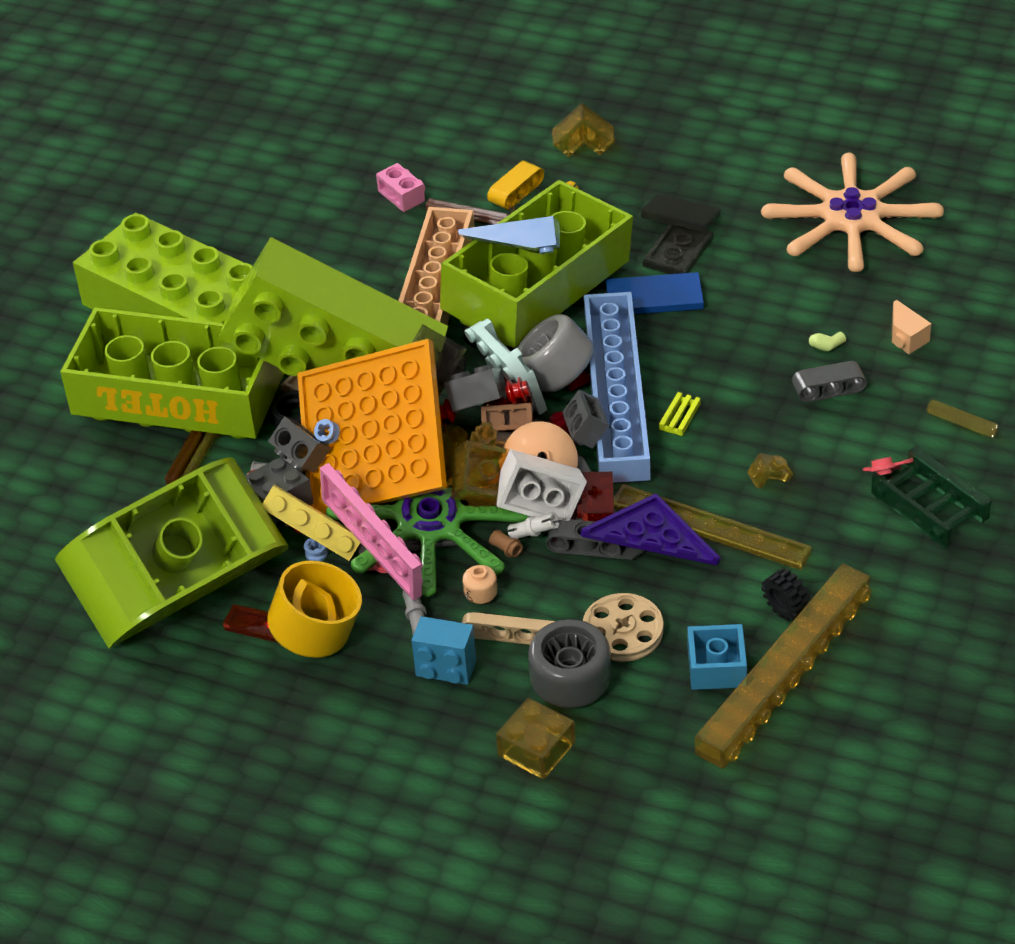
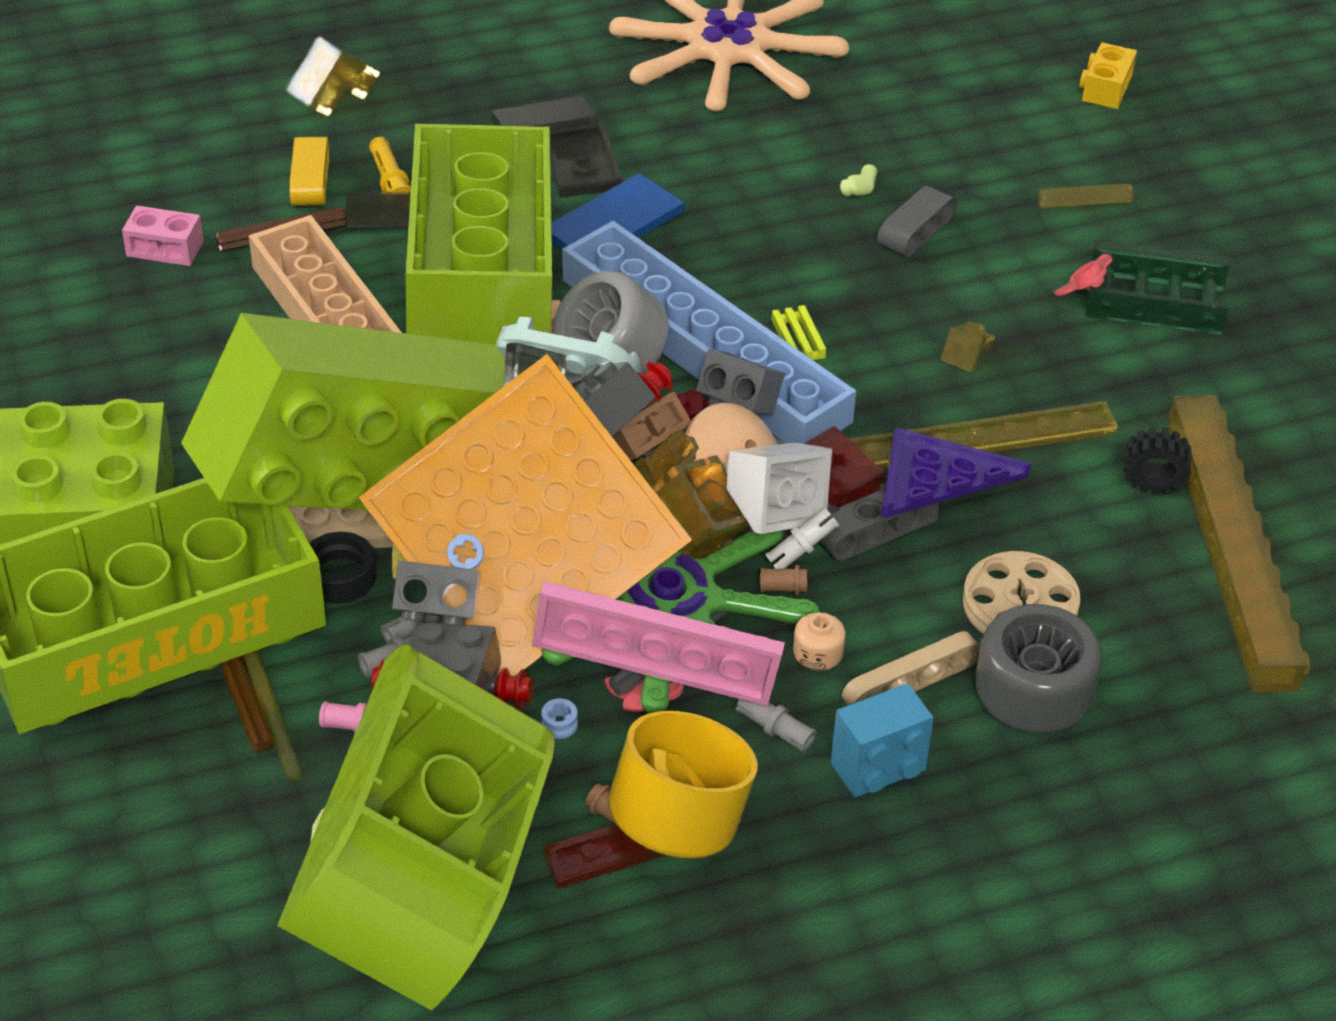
camera: 45 degrees left, 0 degrees up
(311, 522) = (548, 680): light yellow plate -> none
(530, 234) = (482, 192): light blue wedge -> none
(535, 738) = (1091, 779): clear yellow brick -> none
(716, 656) = (1169, 568): dark azure brick -> none
(909, 328) = (926, 129): light nougat slope -> none

